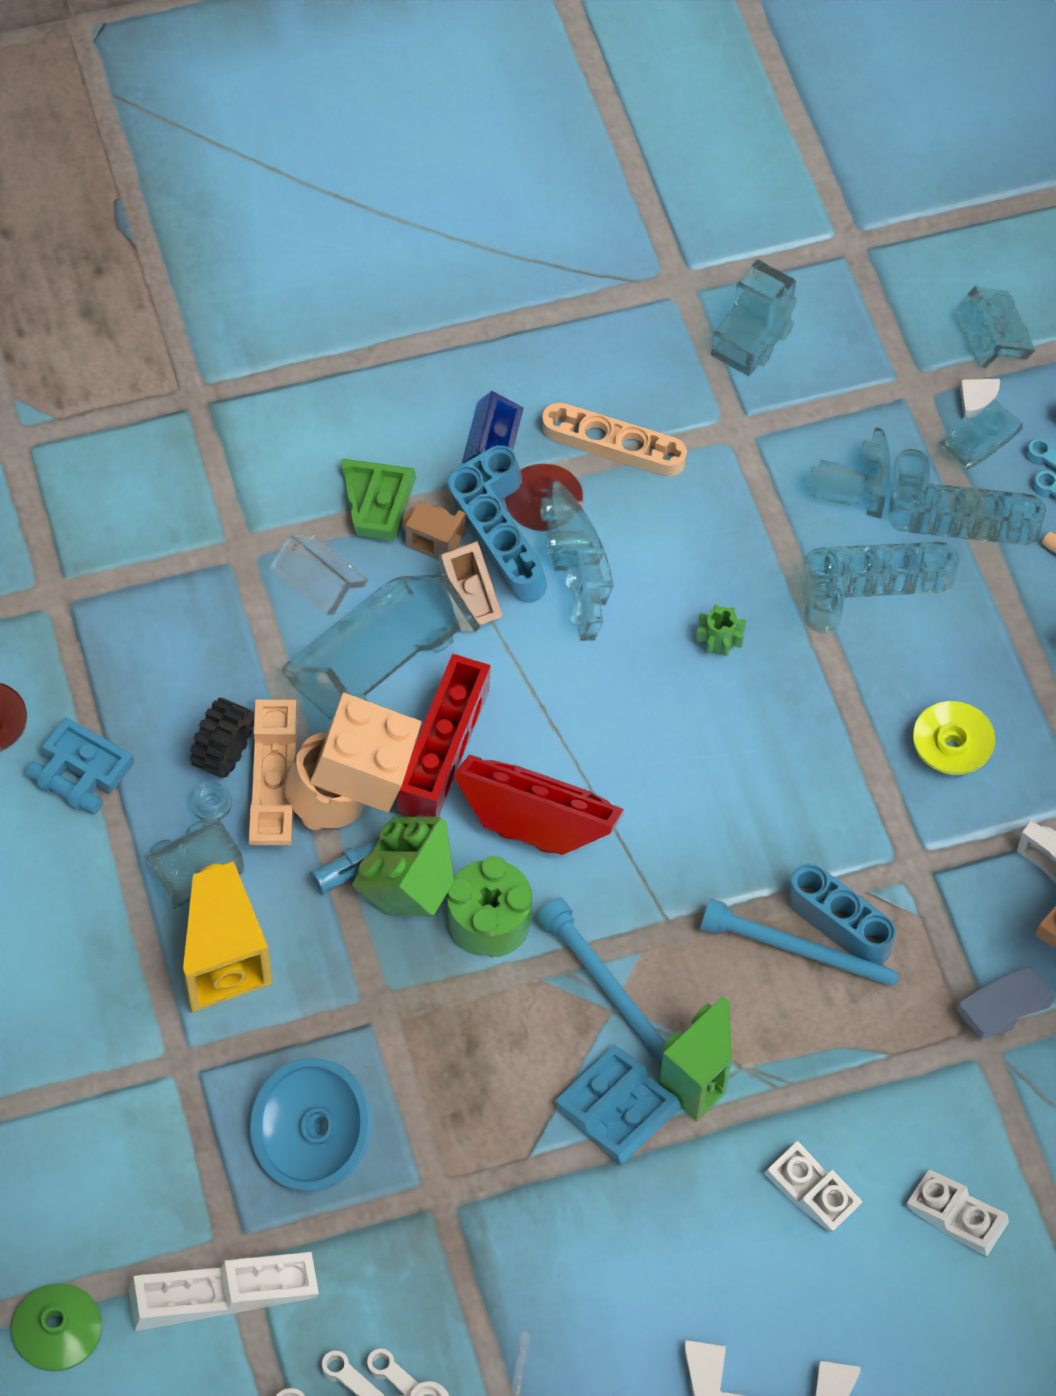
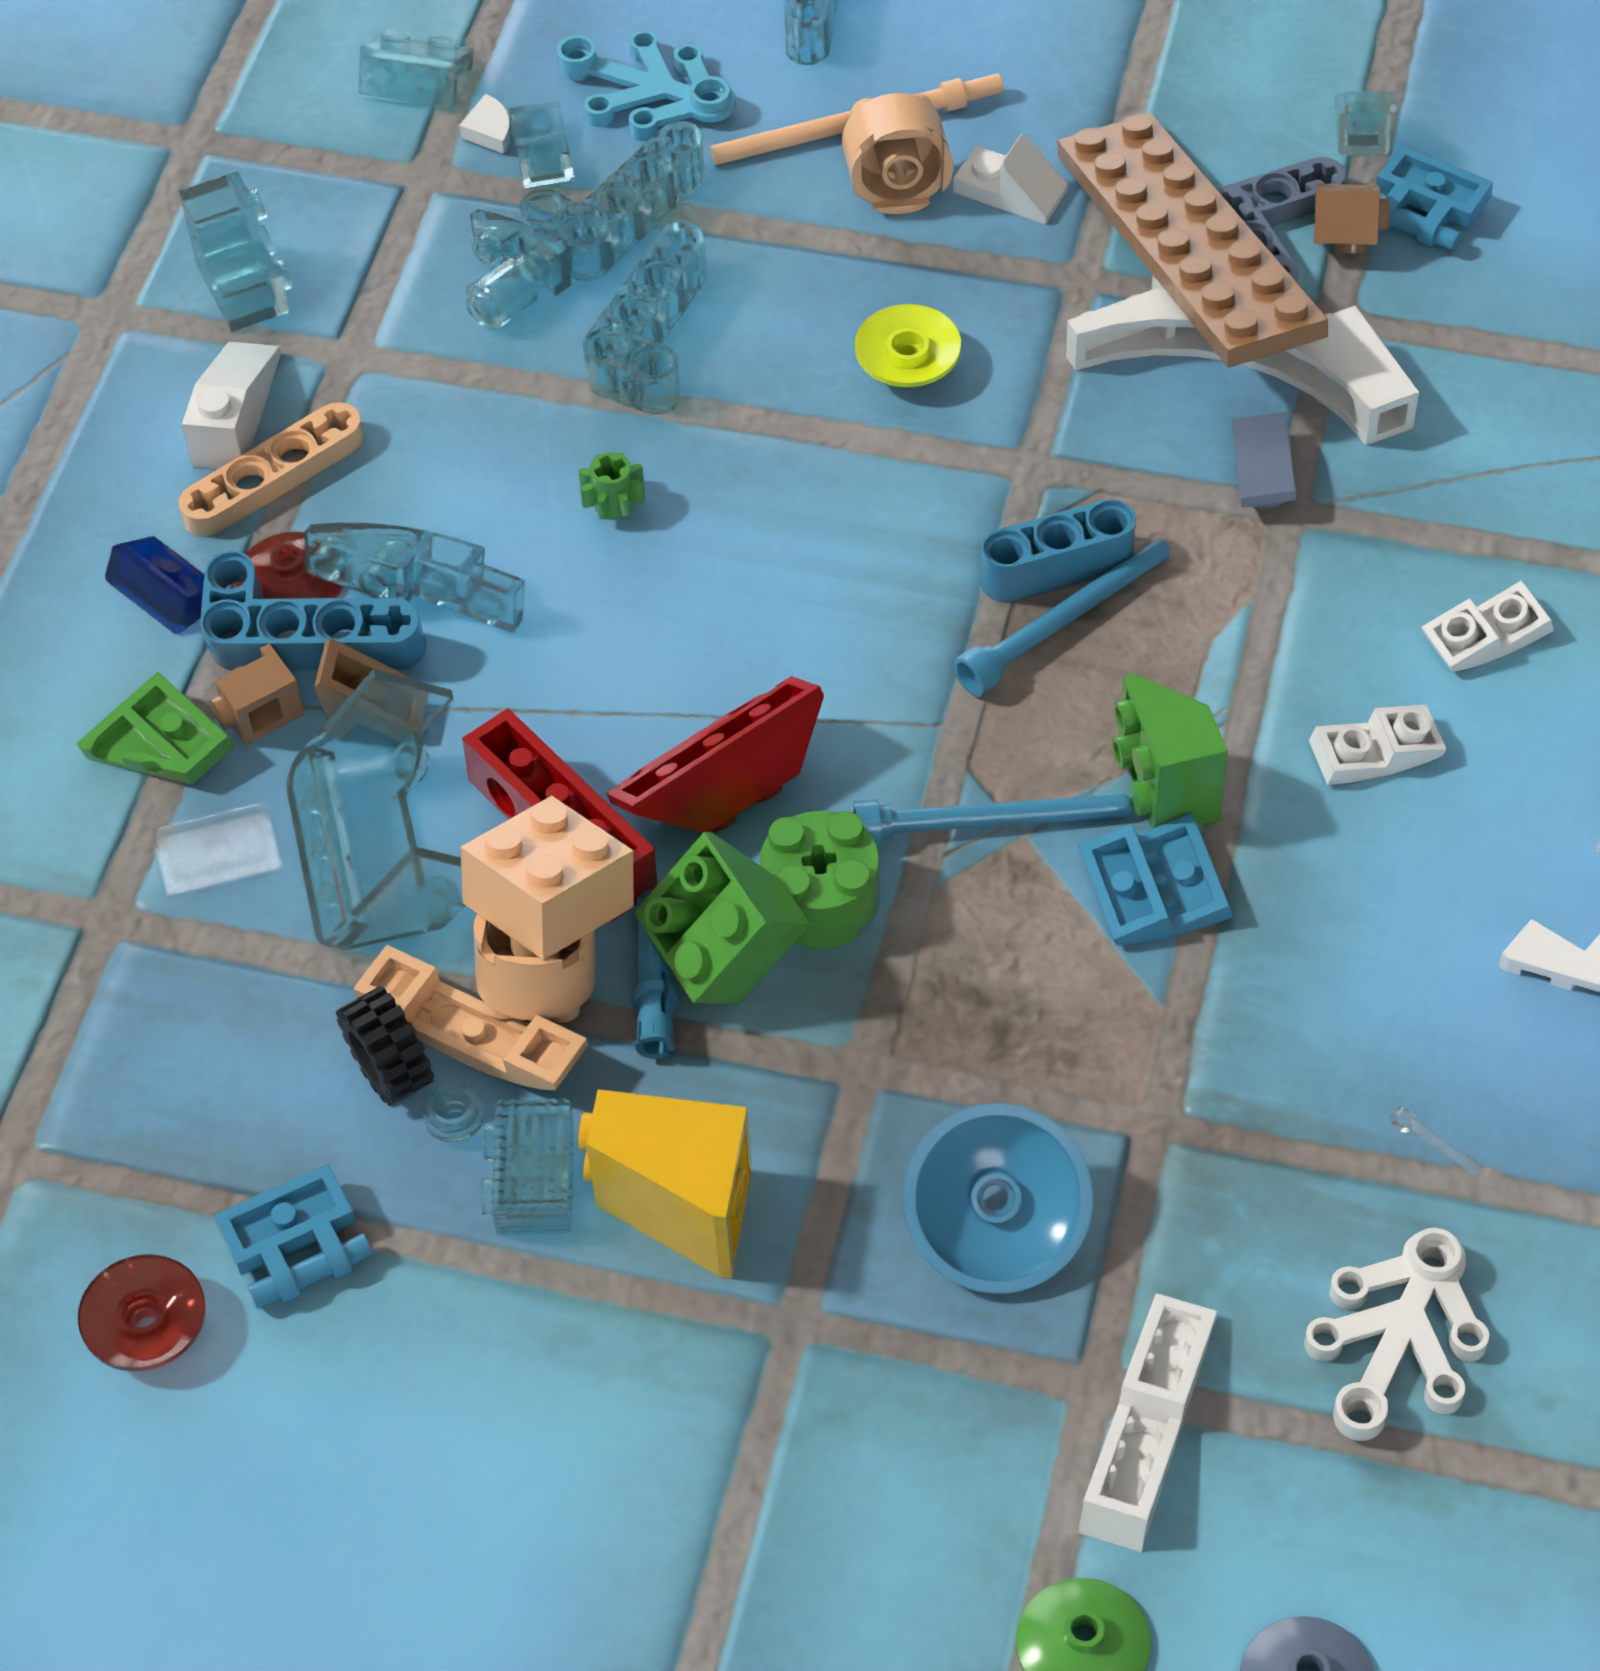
camera: 55 degrees left, 5 degrees down
(648, 385) = (229, 403): none -> white slope

